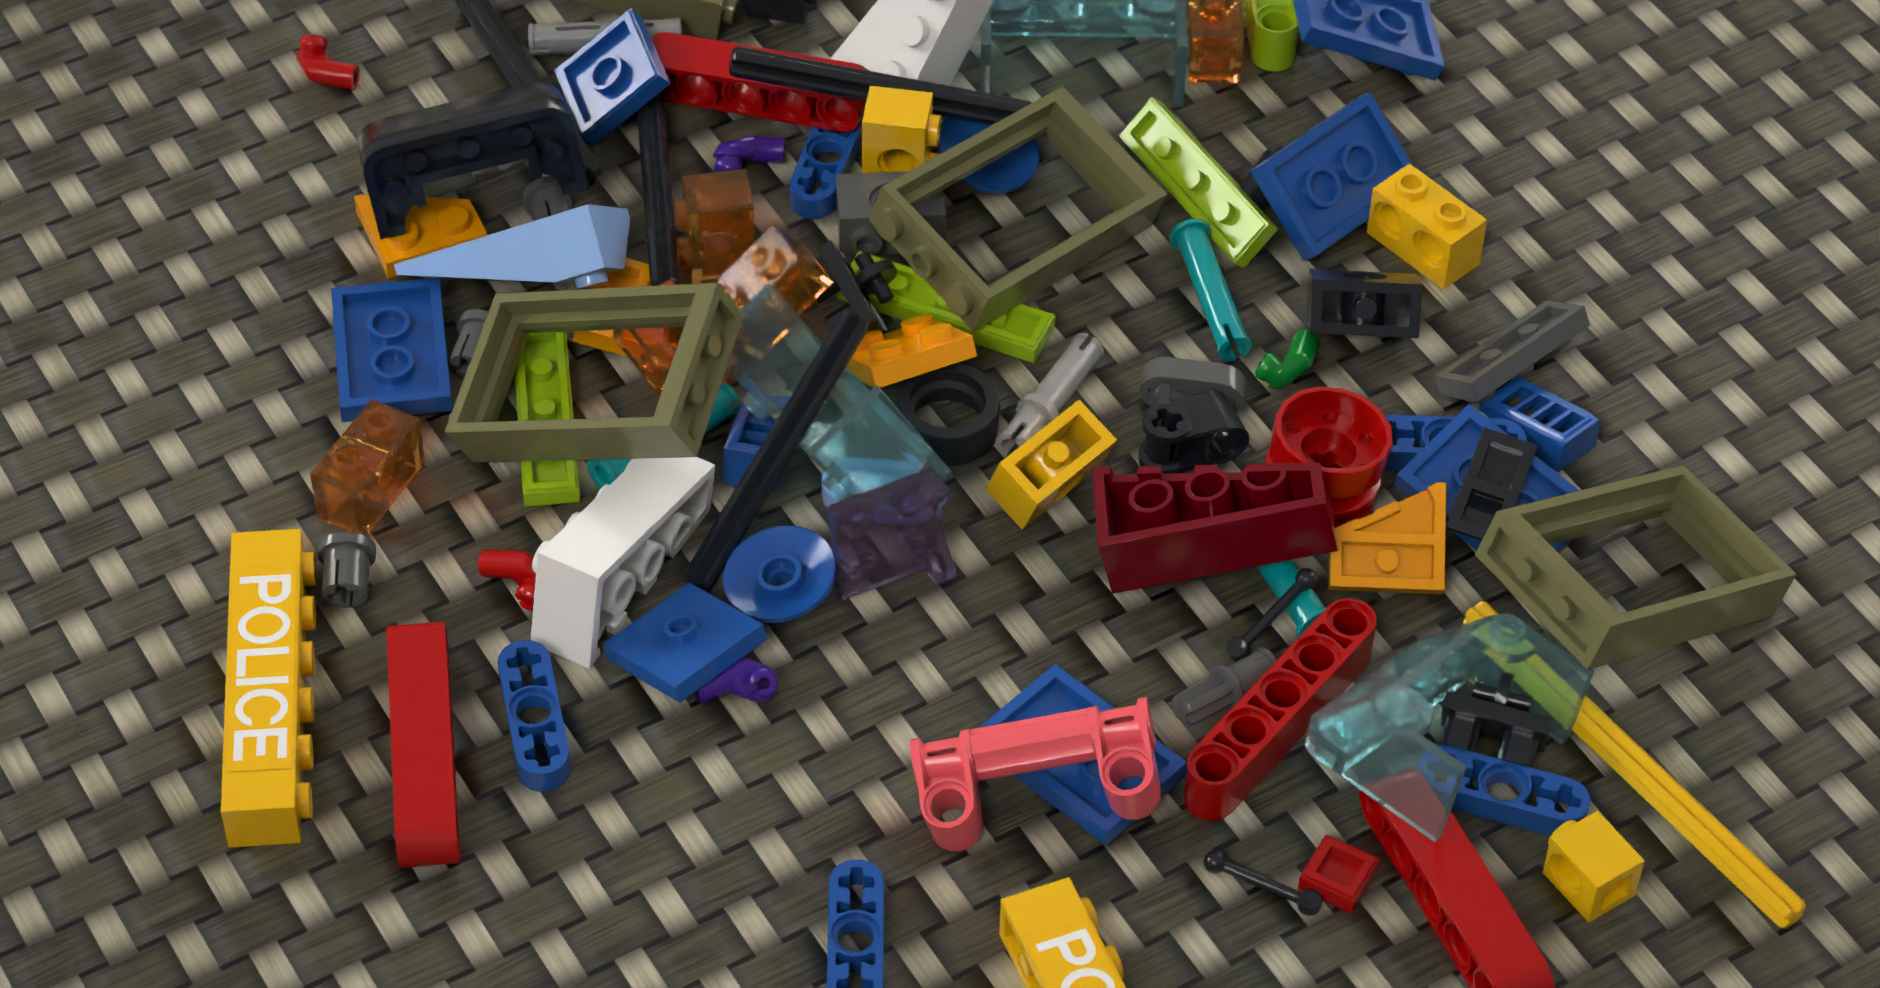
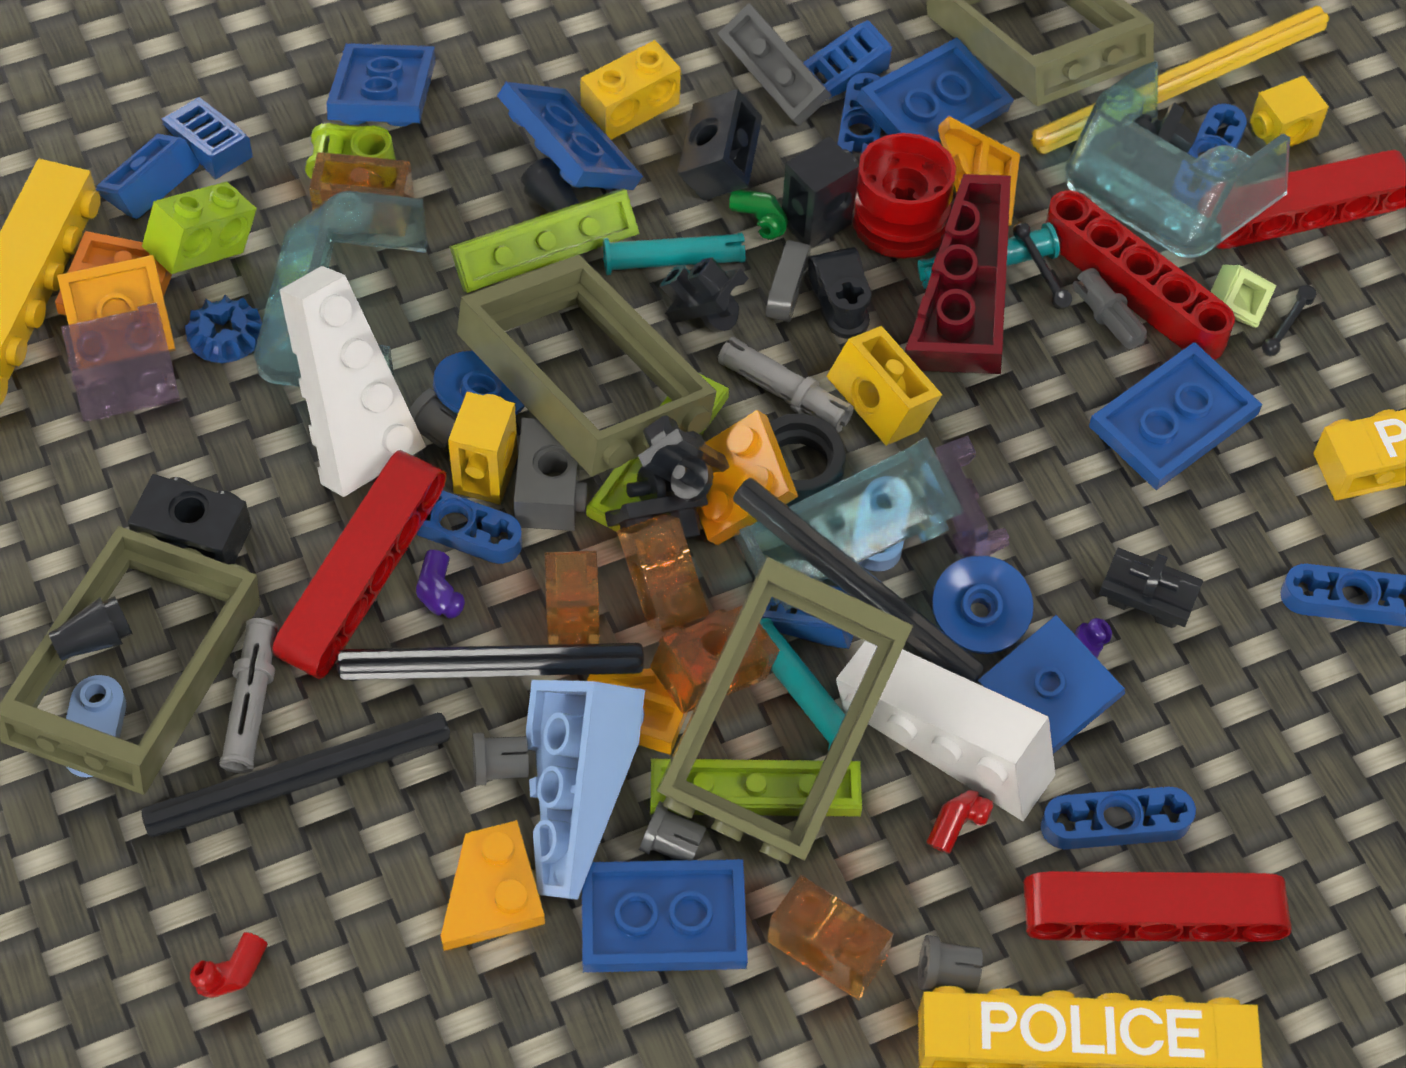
camera: 85 degrees left, 10 degrees up
(464, 138) = (438, 813): black windscreen -> none
(612, 77) = (328, 685): blue plate -> none
(819, 724) = (1150, 588): none -> black hips
(855, 84) = (433, 444): black axle -> none
(884, 280) = (681, 459): none -> black hips
(952, 767) = (1206, 372): coral piece -> none
(1143, 304) = (704, 294): none -> black hips
(1282, 821) = (1244, 293): none -> yellowish green slope
(1302, 360) = (820, 192): none -> black brick
(1339, 873) = (1285, 269): red tile -> none
(1491, 482) = (944, 95): black slope -> none

